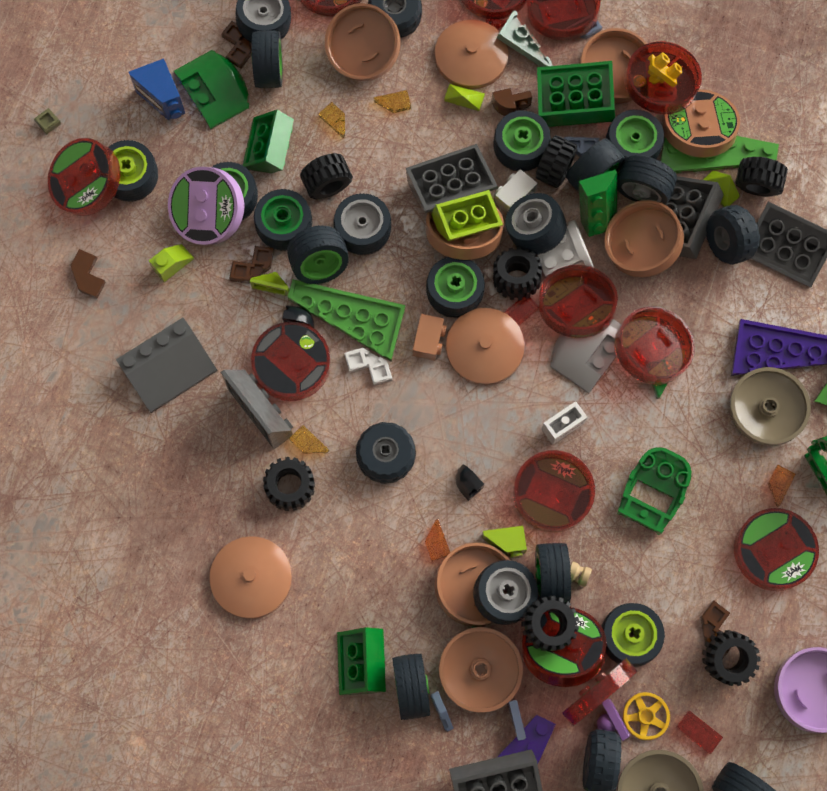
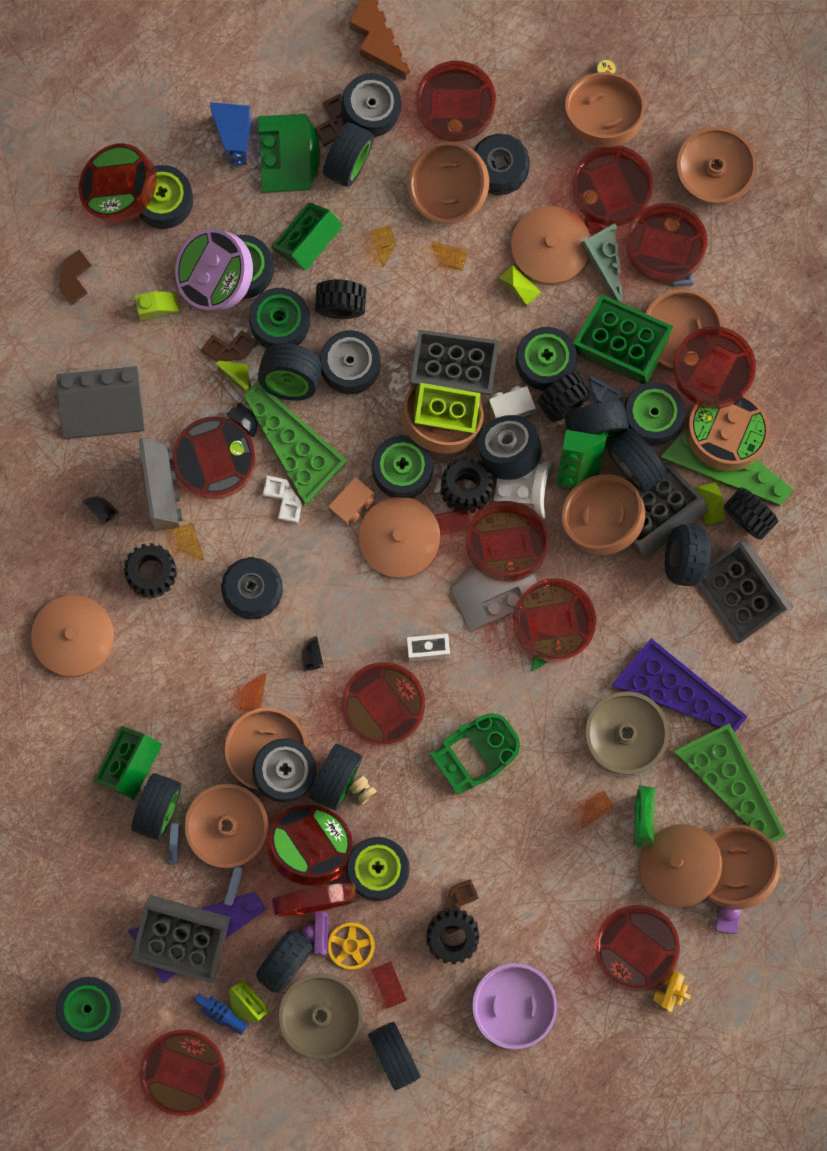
camera: 30 degrees right, 5 degrees up
(47, 121) = (114, 106): olive tile -> none
(215, 454) = (101, 508): none -> black brick
(506, 103) = (554, 313): reddish brown brick -> none
(508, 540) = (317, 726): lime slope -> none
(566, 619) = (303, 836): black tyre -> none
(661, 72) = (713, 360): yellow hips -> none
(776, 549) = (554, 865): brick -> none

